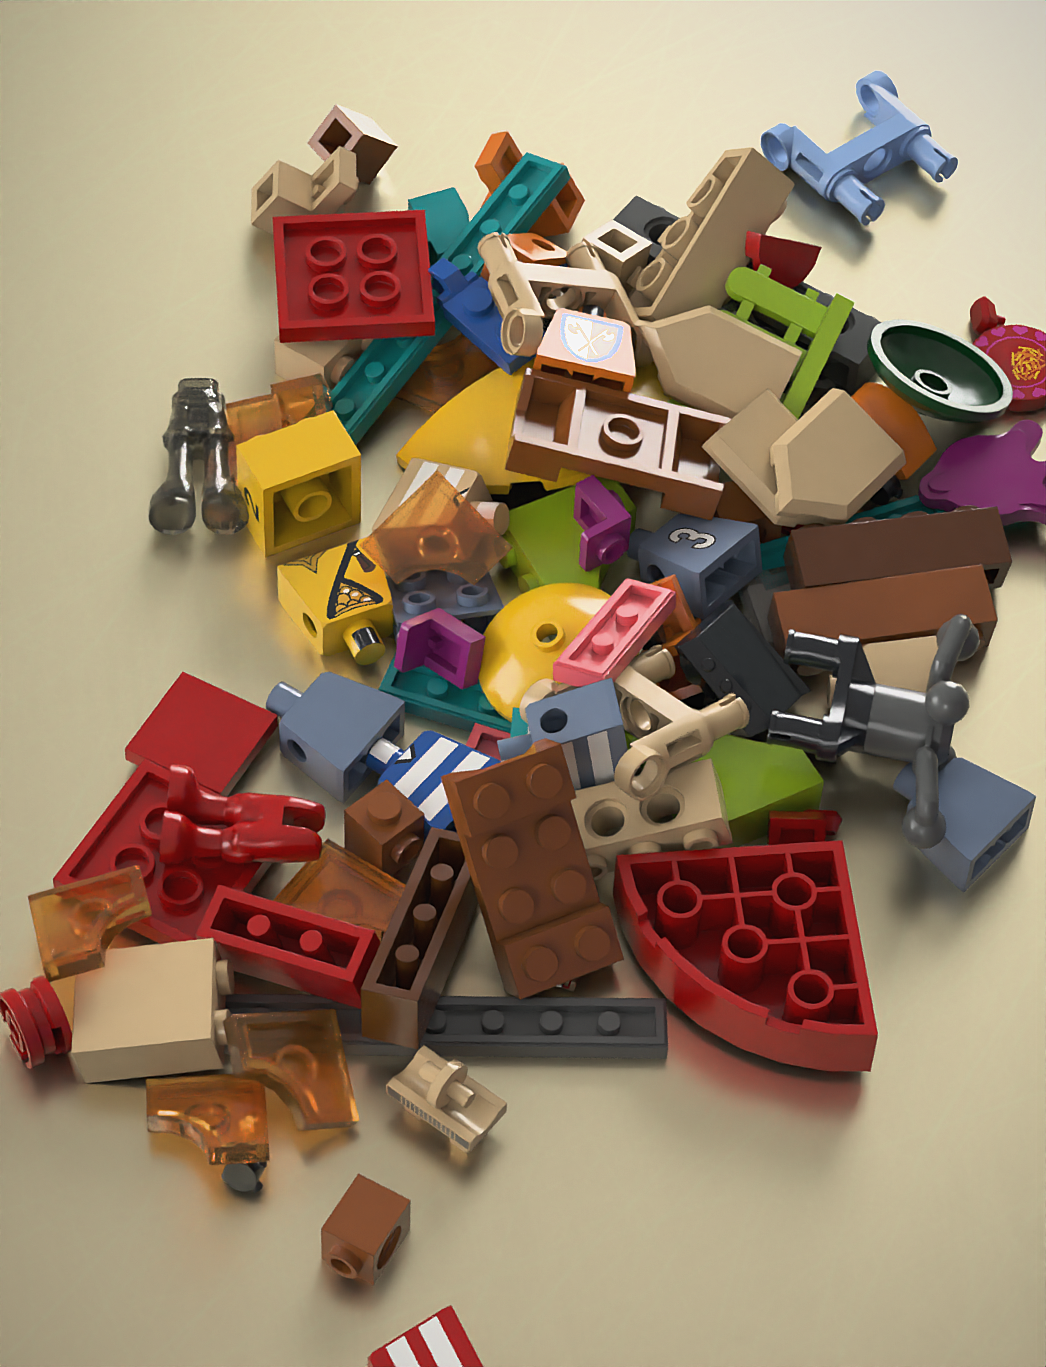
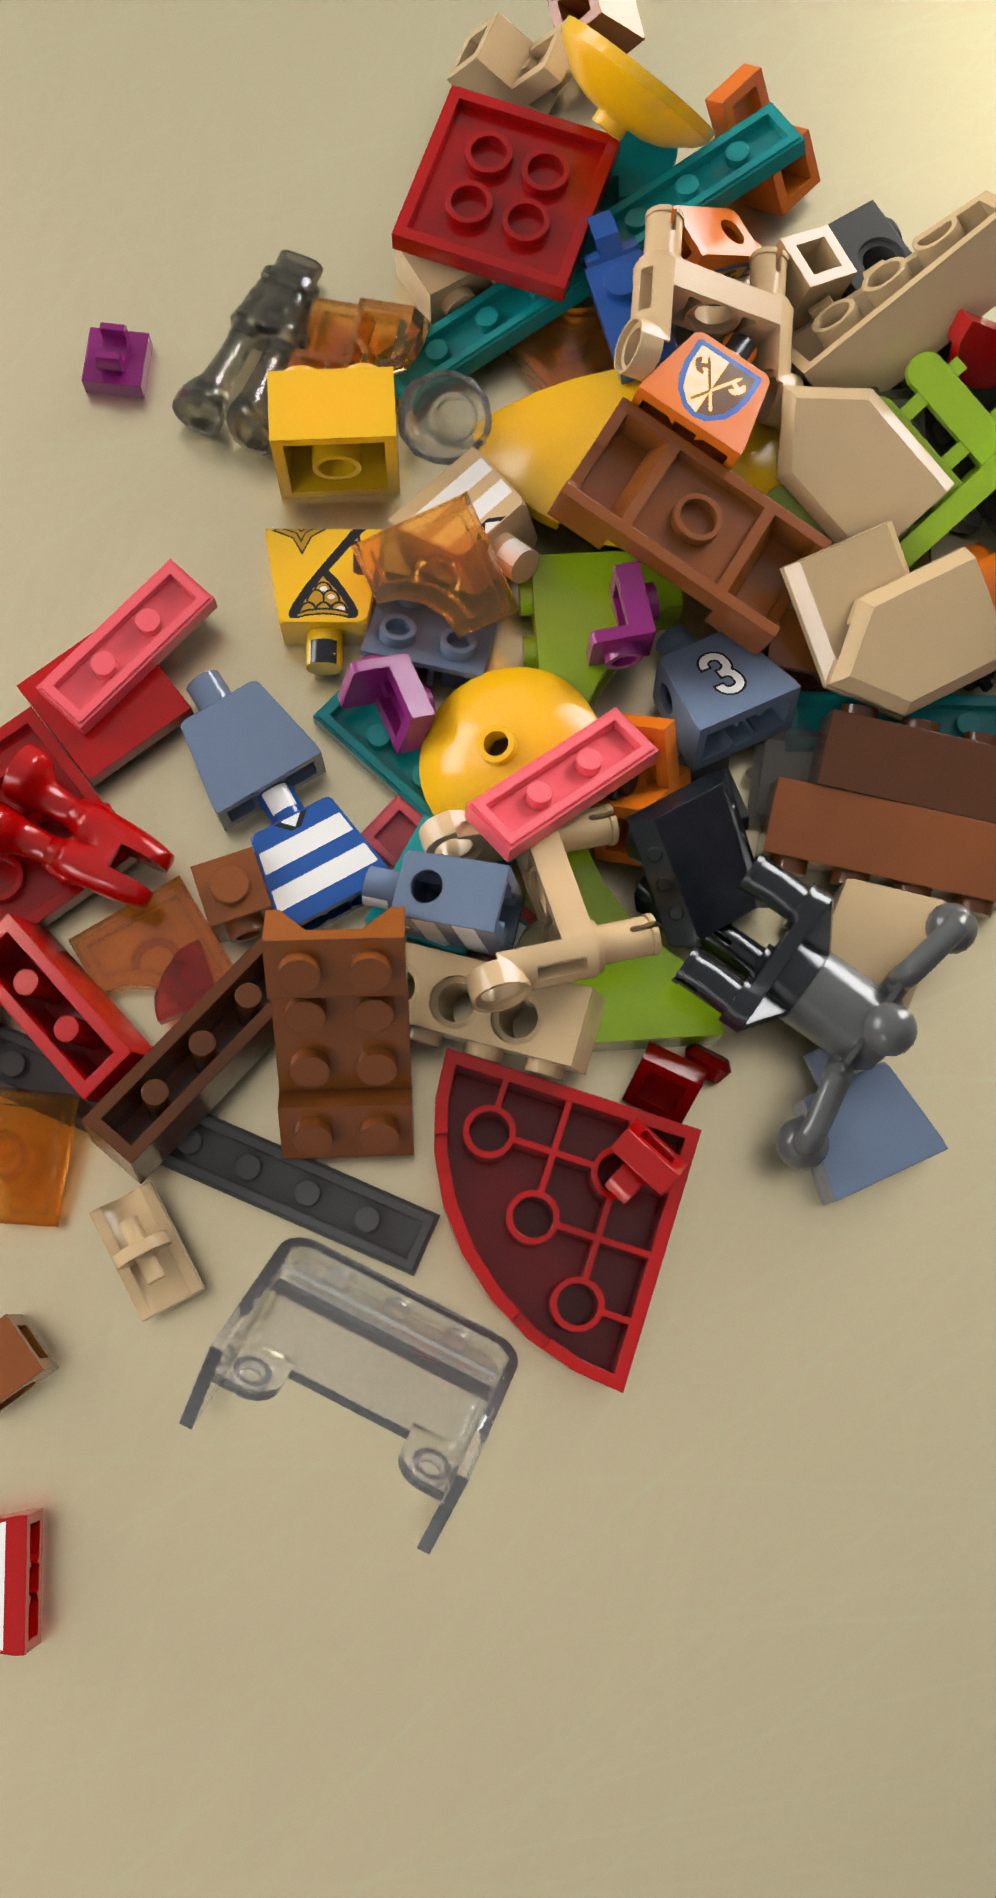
camera: 20 degrees right, 25 degrees up
(80, 503) = (117, 361): none -> magenta tile
(205, 687) = (127, 646): none -> coral tile
(375, 902) = (183, 983): none -> clear red tile
(385, 445) = (444, 416): none -> clear hair
(423, 170) = (628, 93): none -> yellow dish
(669, 1117) = (372, 1352): none -> clear windscreen
(810, 861) = (644, 1160): none -> red tile

